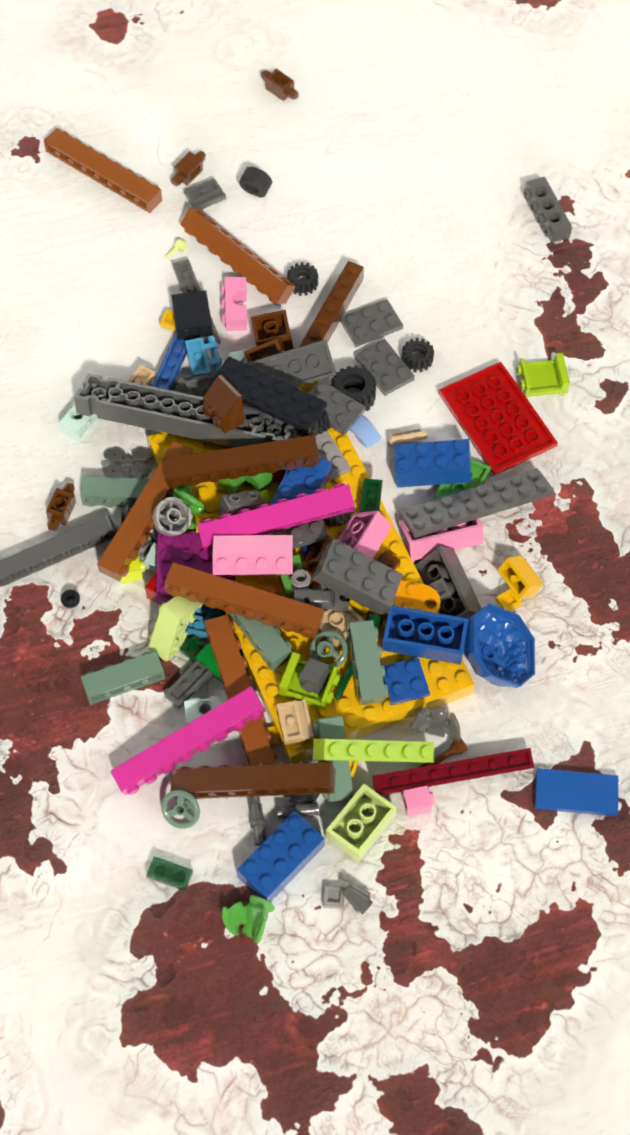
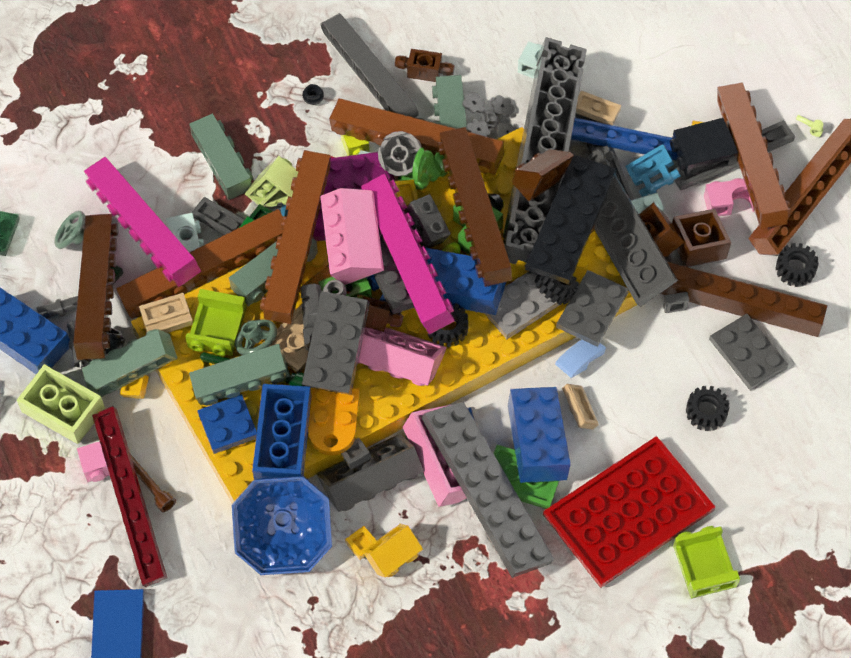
camera: 85 degrees right, 0 degrees up
(215, 281) = (753, 156): none -> brick
(314, 676) = (217, 322): dark grey brick -> none
(356, 378) = (635, 353): black tyre -> none
(371, 495) = (468, 362): dark green plate -> none
(373, 750) = (133, 396): lime brick -> none
(385, 366) = (682, 373): dark grey plate -> none
(389, 560) = (380, 390): reddish brown plate -> none
(437, 723) = (191, 473): dark grey animal -> none

